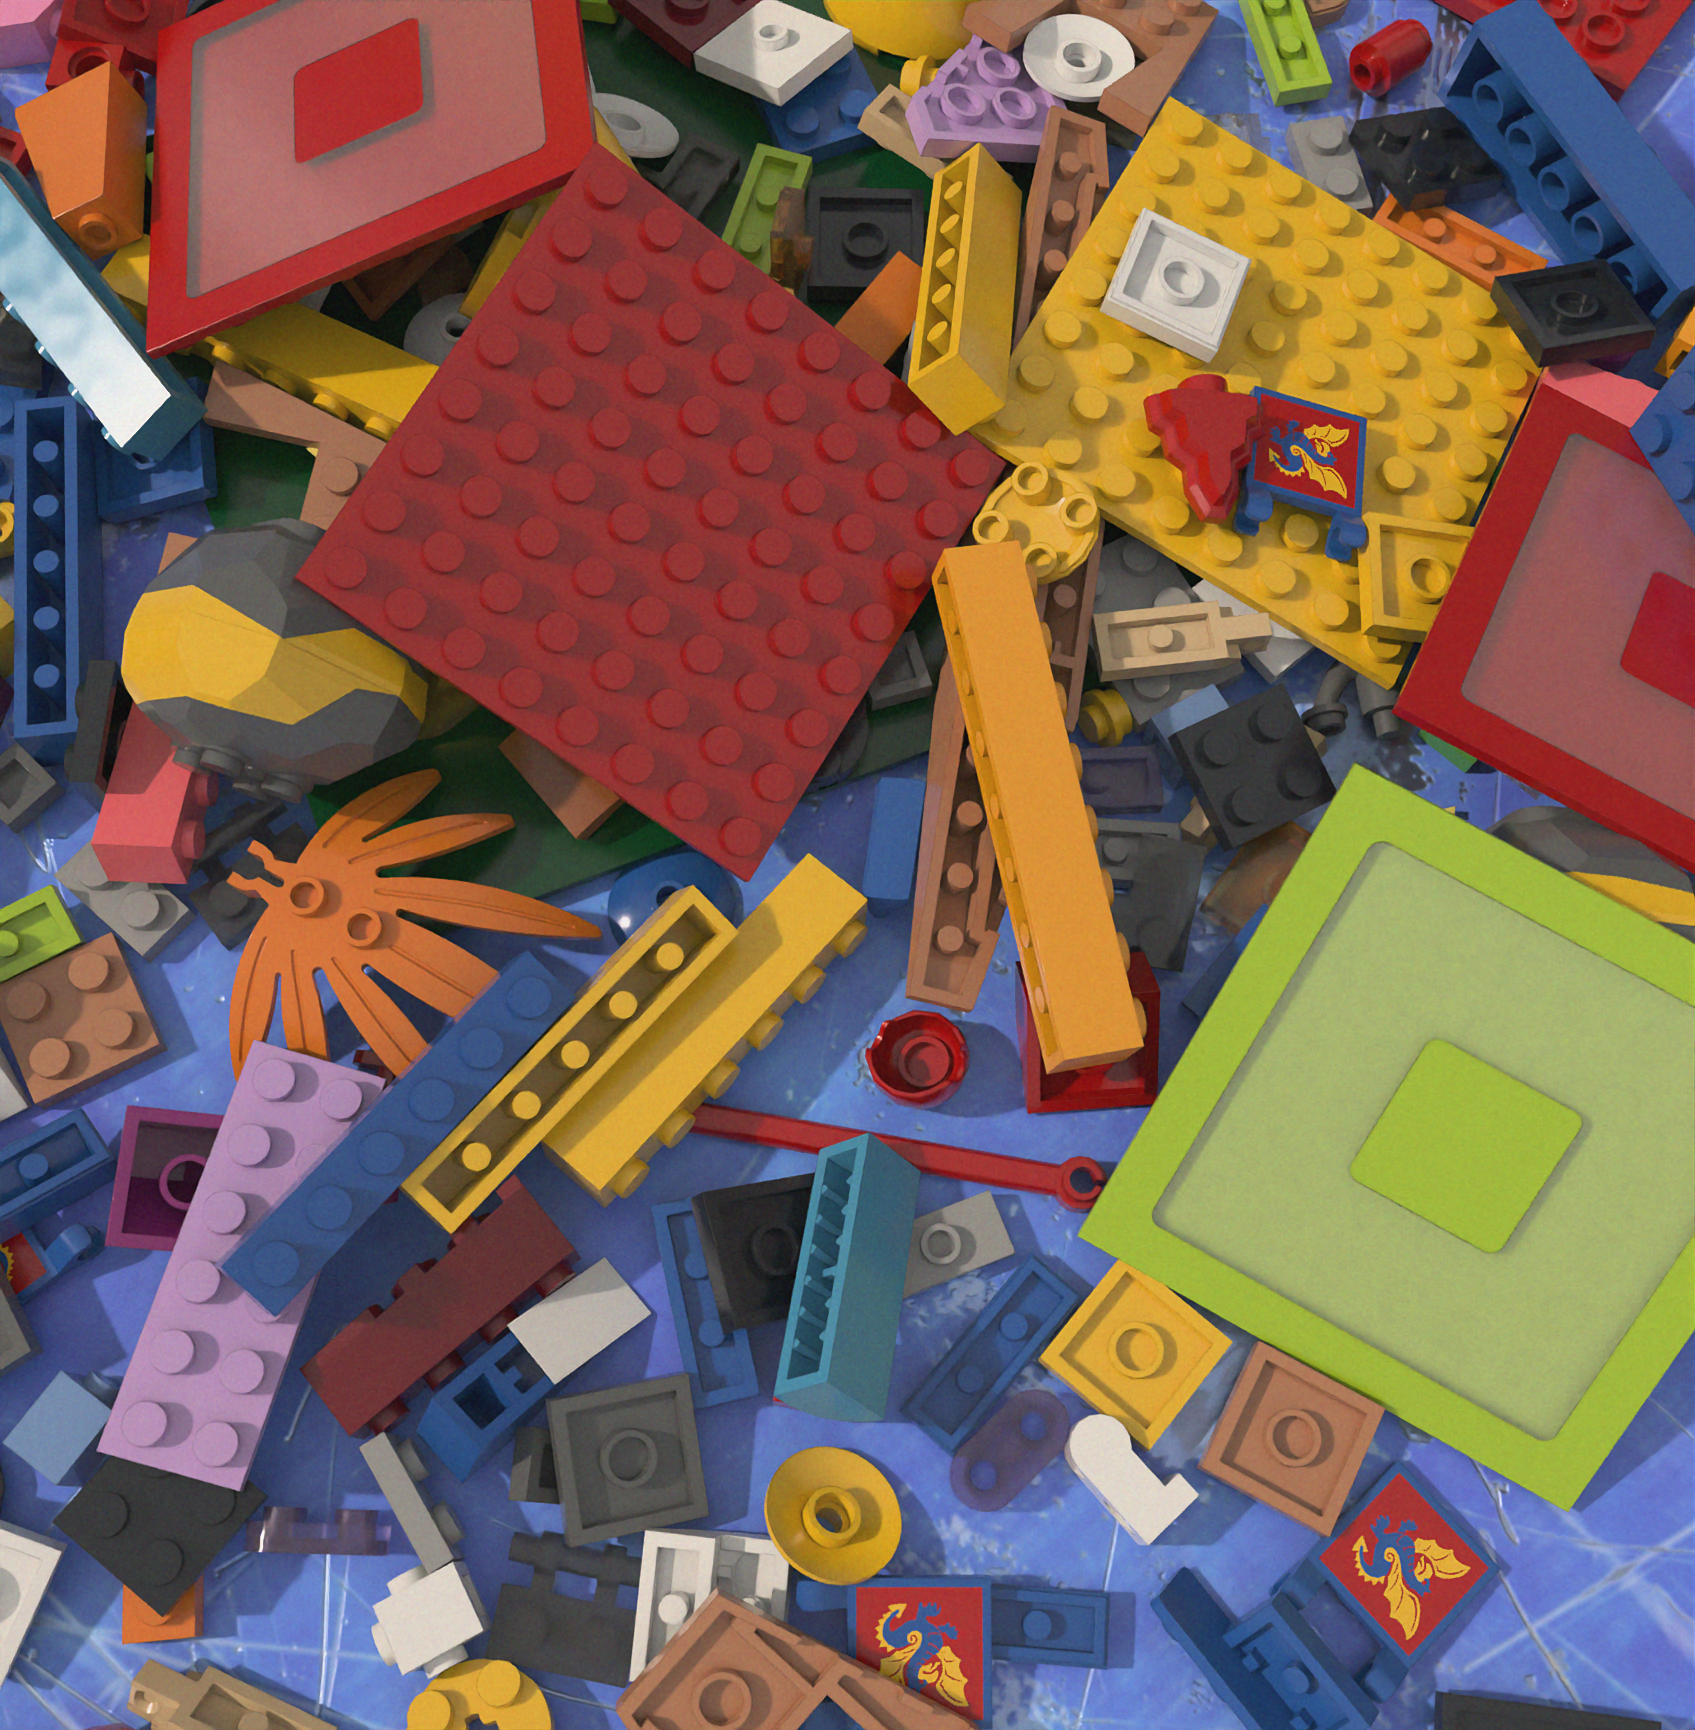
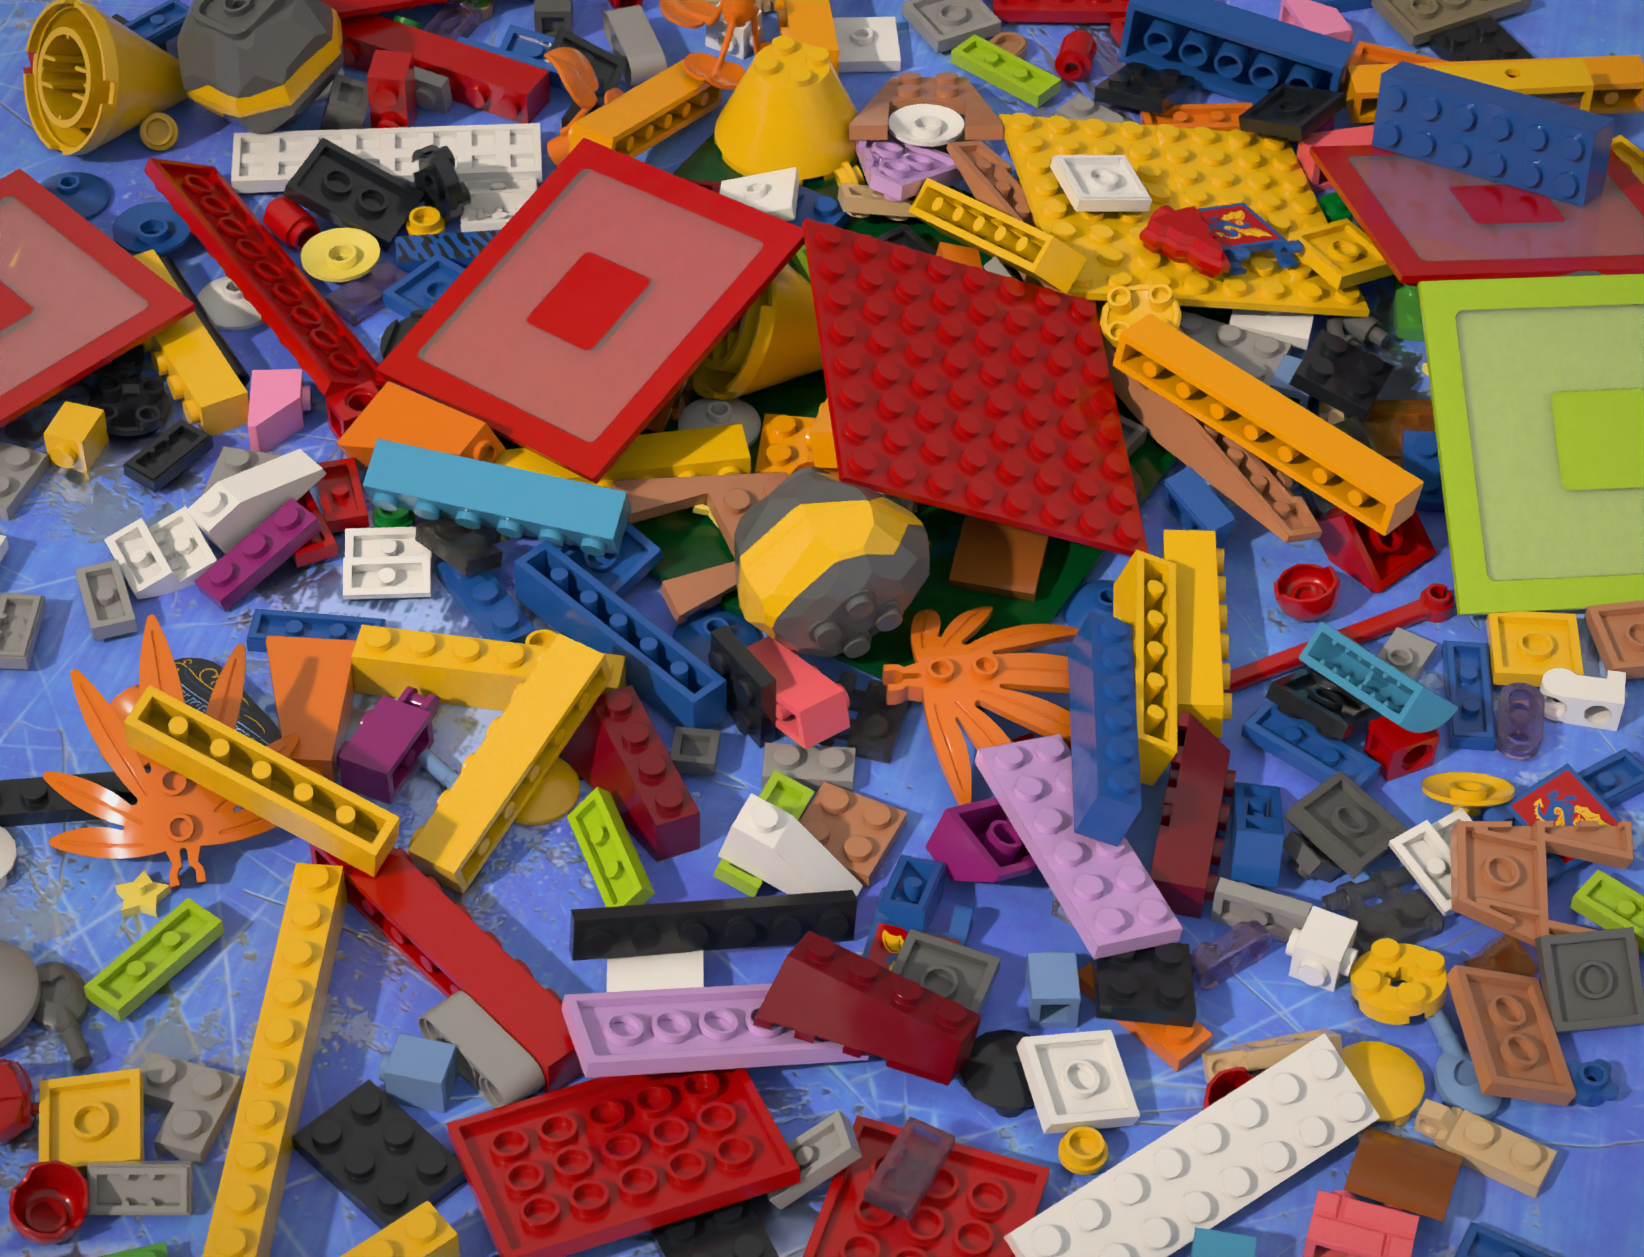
camera: 35 degrees left, 25 degrees down
(579, 1320) = (1259, 791): white sticker -> none
(1175, 639) = (1255, 335): tan hinge -> none

